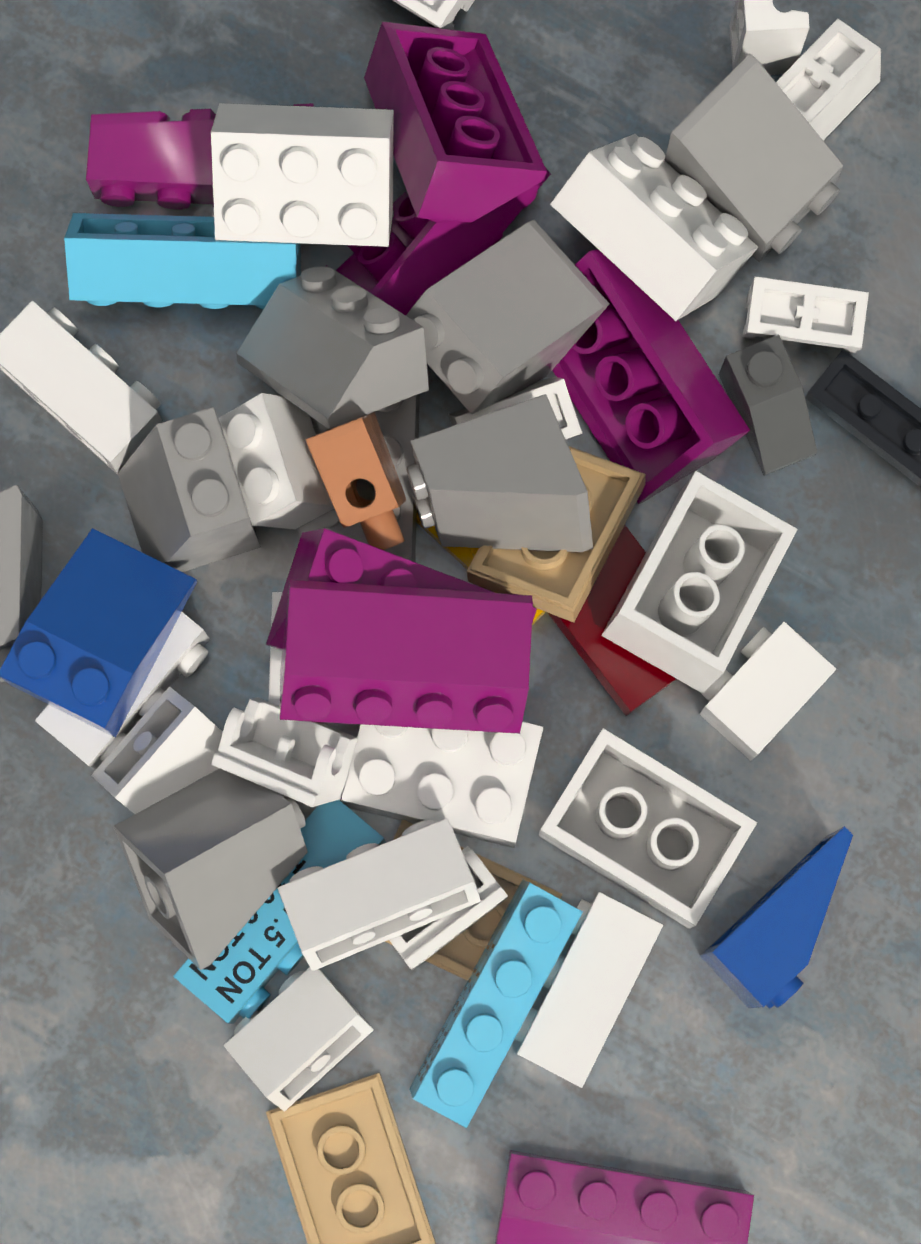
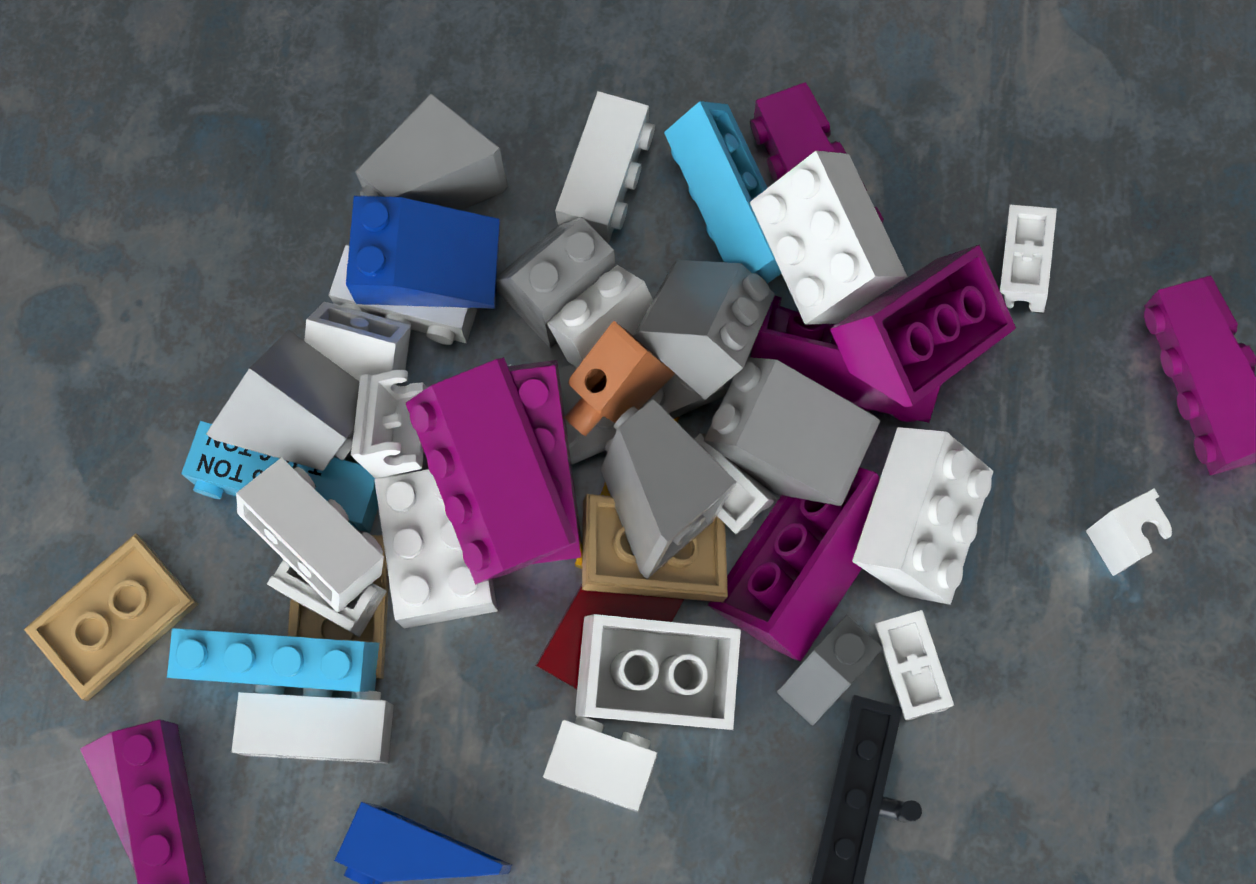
camera: 70 degrees right, 5 degrees down
(297, 1037) = (193, 530): white brick -> none
(647, 829) = (449, 716): white brick -> none
(756, 157) = (1019, 570): light grey slope -> none
(832, 77) = (1110, 600): white hinge -> none

